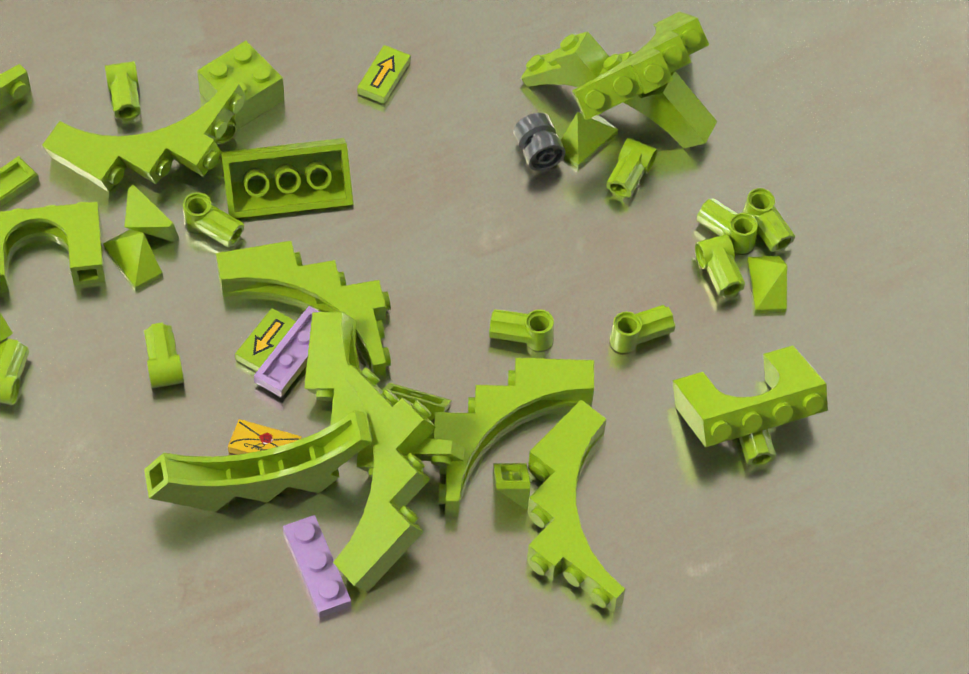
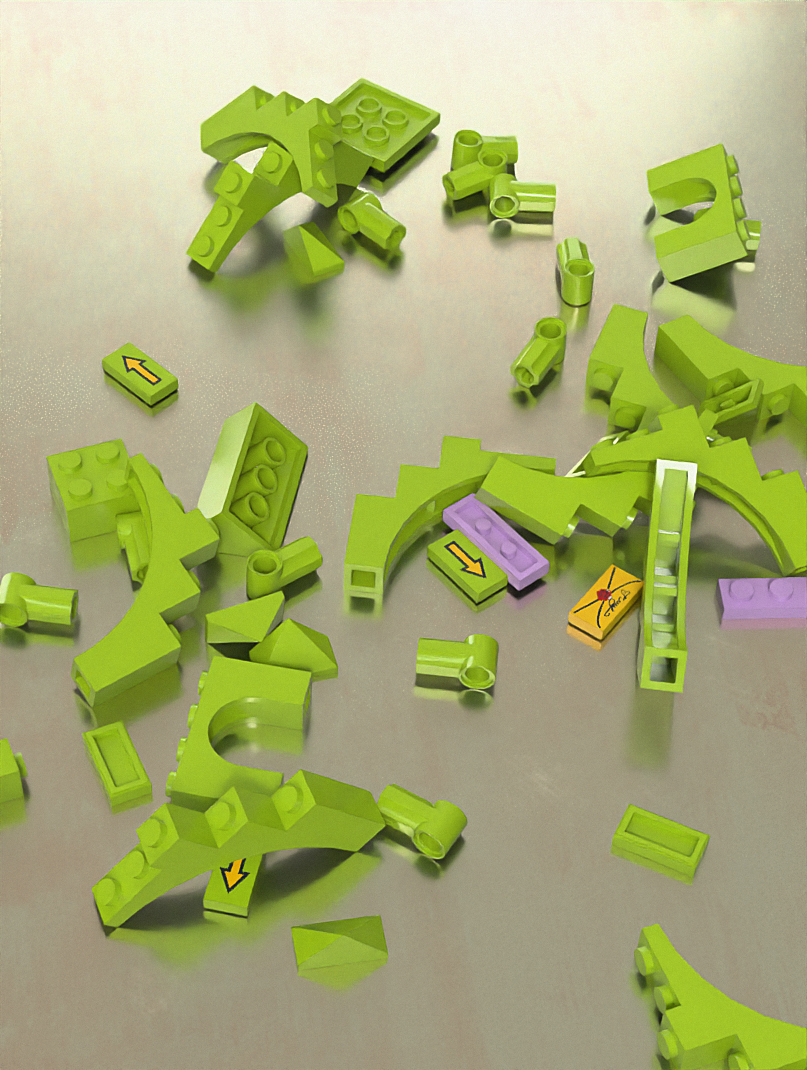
camera: 70 degrees left, 10 degrees down
(41, 534) = (661, 840): none -> lime tile
(539, 141) = (296, 272): dark grey wheel -> none
(762, 132) = (383, 121): none -> lime plate
(768, 283) = (554, 166): lime slope -> none

